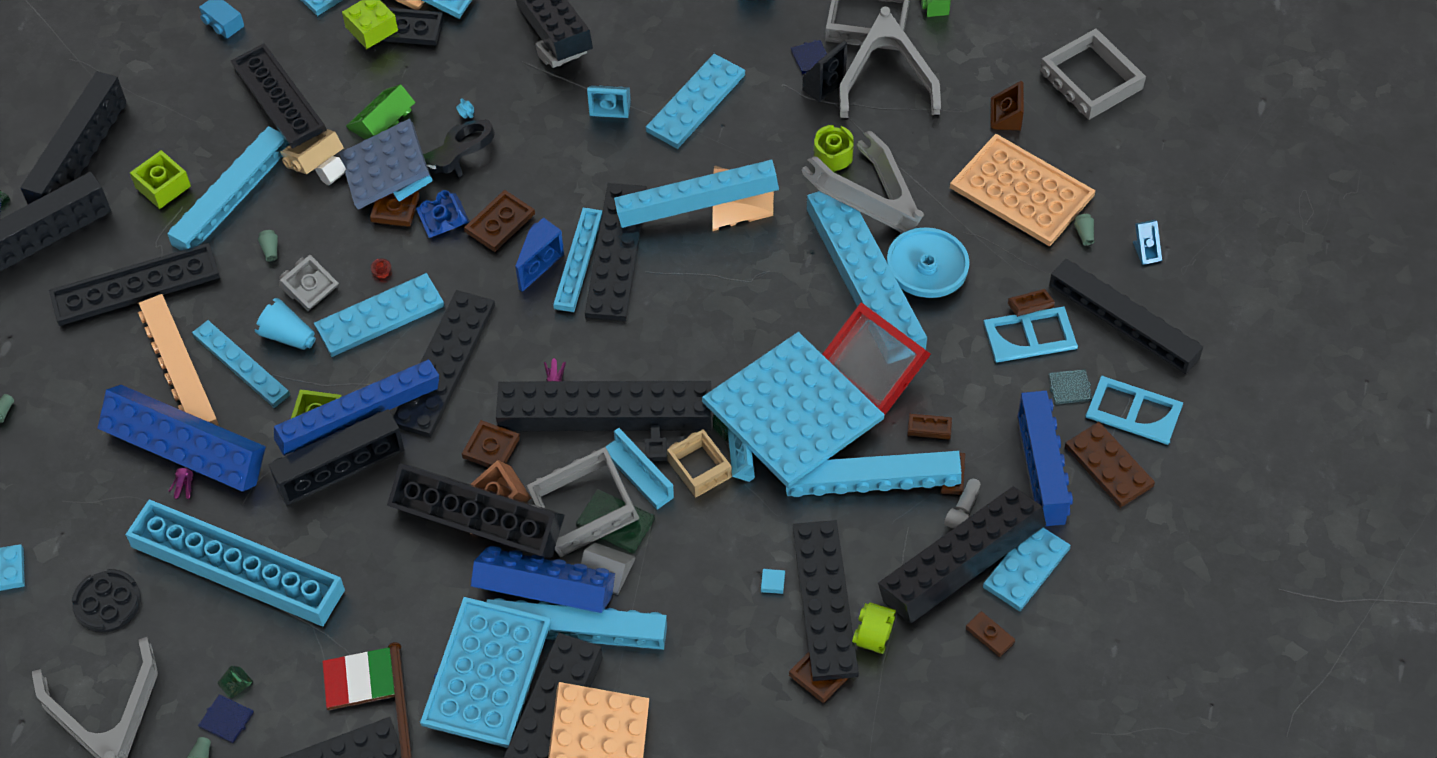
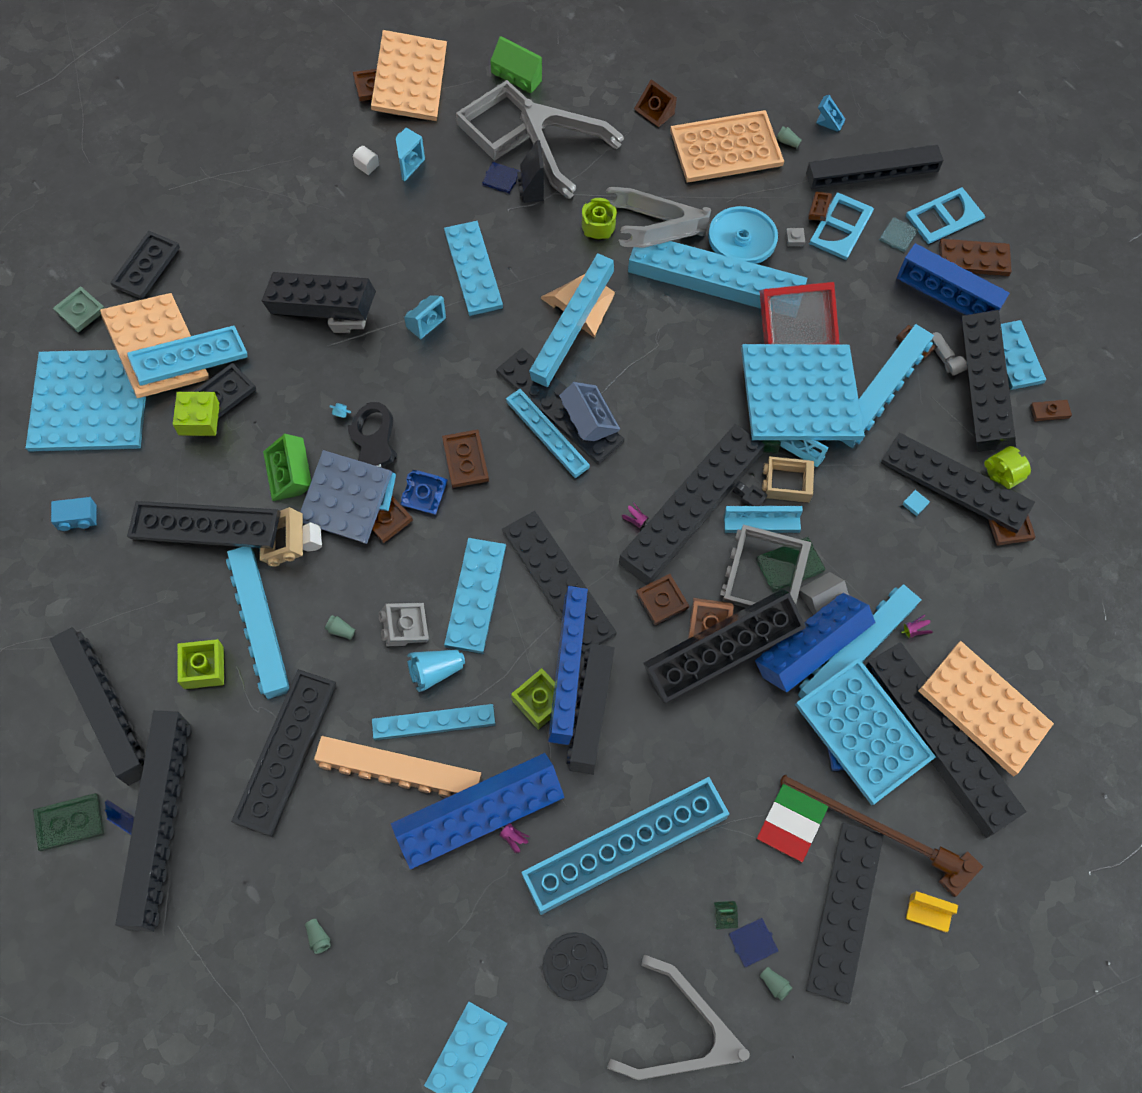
camera: 55 degrees left, 10 degrees up
(383, 271) = (436, 569): clear red plate -> none
(540, 251) = (522, 450): blue slope -> none
(621, 269) = (588, 411): none -> sand blue slope
(631, 655) = (911, 627): none -> flat silver piece
(929, 426) = (868, 329): reddish brown plate -> none
(976, 306) = (795, 237): none -> light grey plate
(1110, 54) = (676, 25): light grey window -> none

